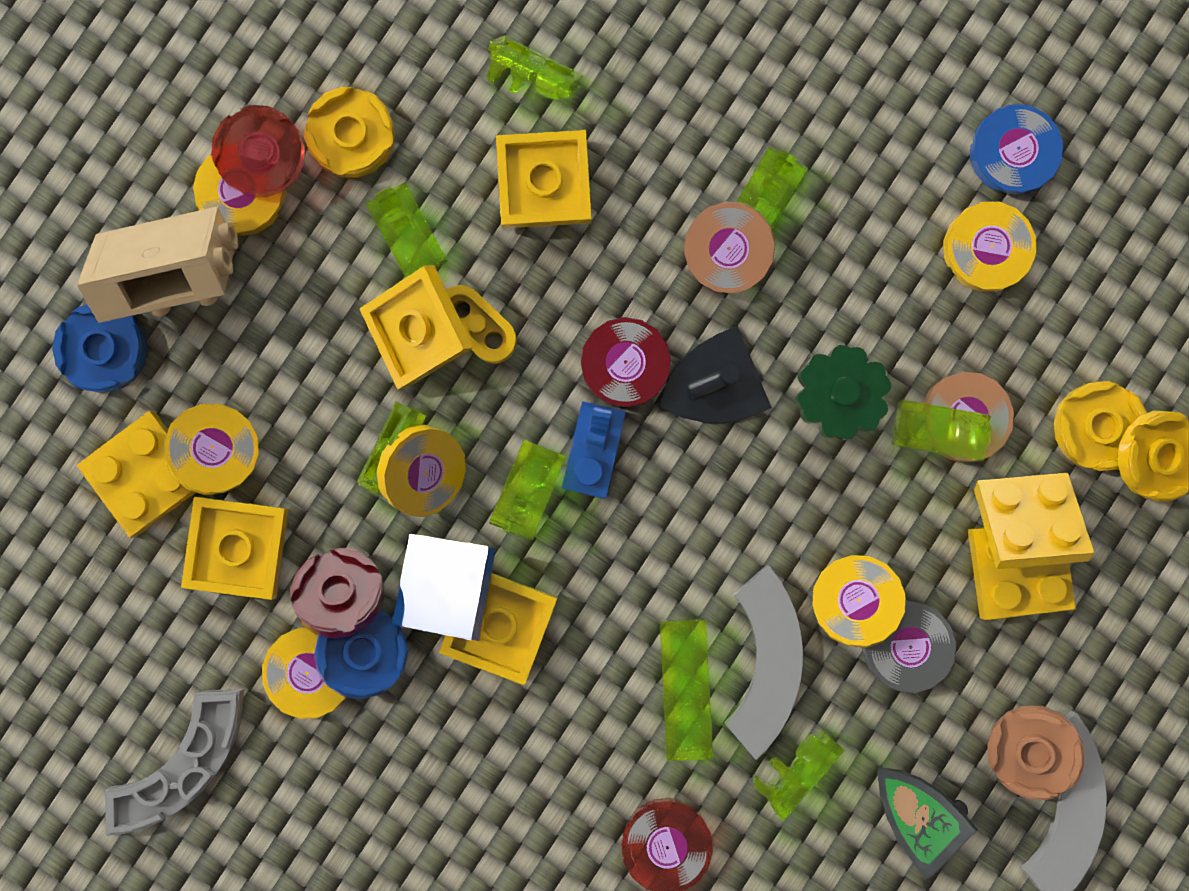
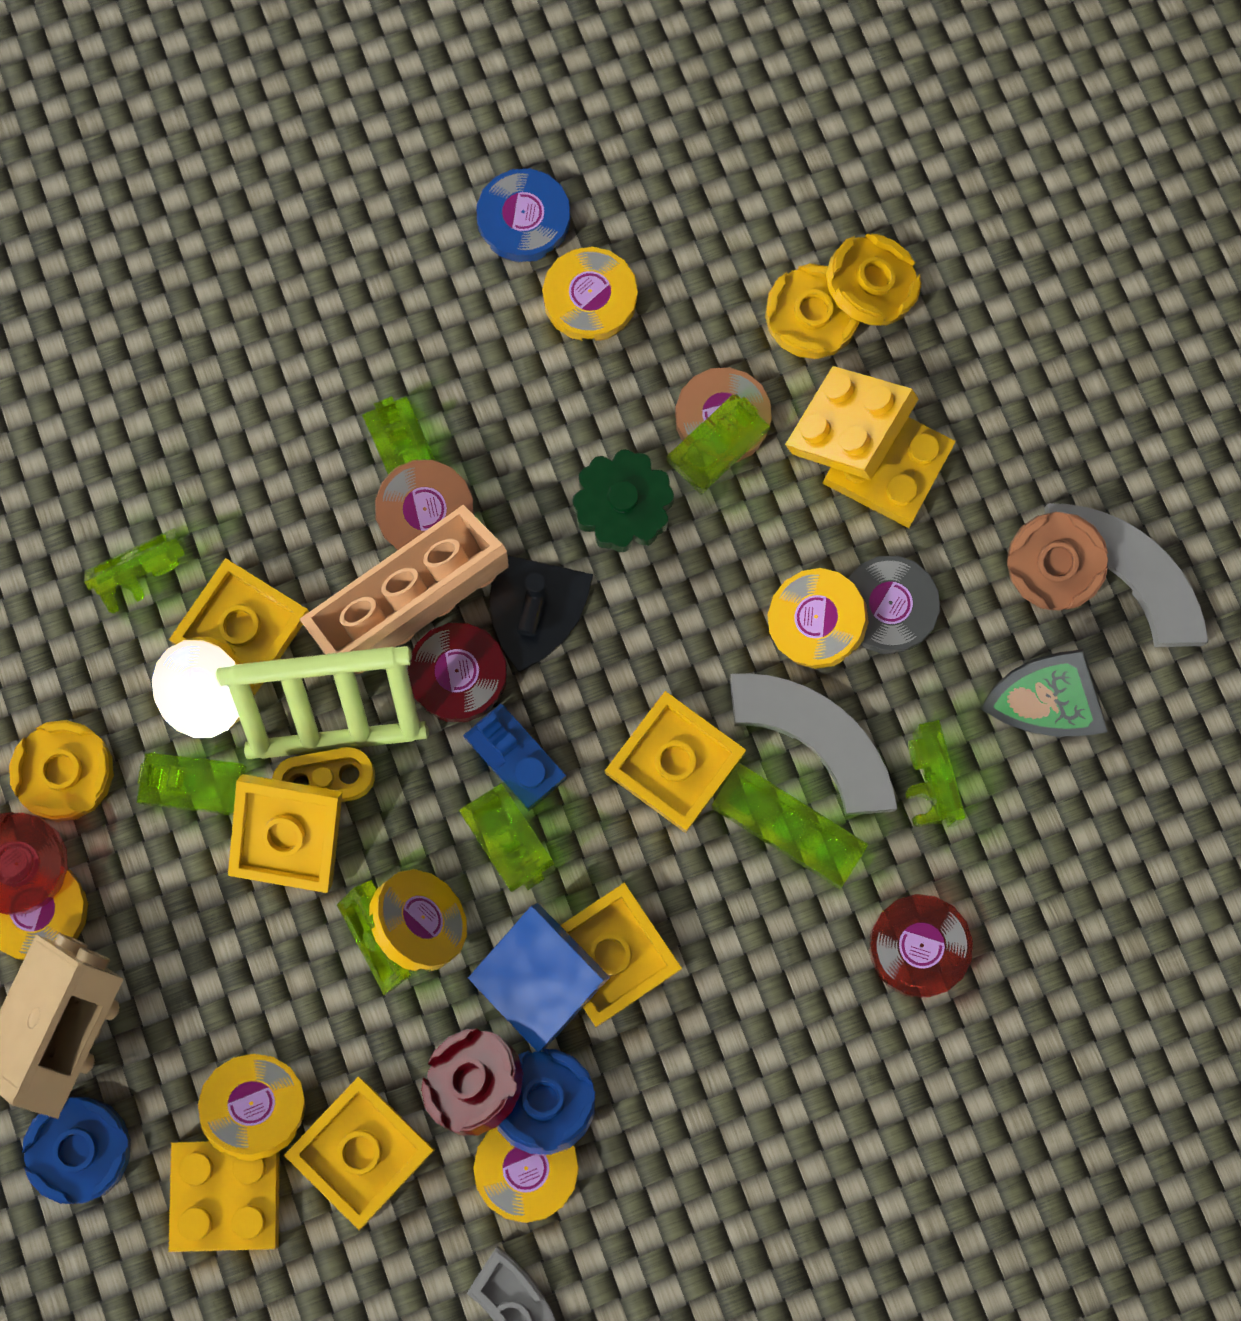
camera: 55 degrees left, 10 degrees down
(478, 186) = (188, 687): none -> tile
(555, 285) = (342, 667): none -> yellowish green bar
(653, 281) = (409, 587): none -> light nougat slope
(673, 572) = (675, 761): none -> yellow plate

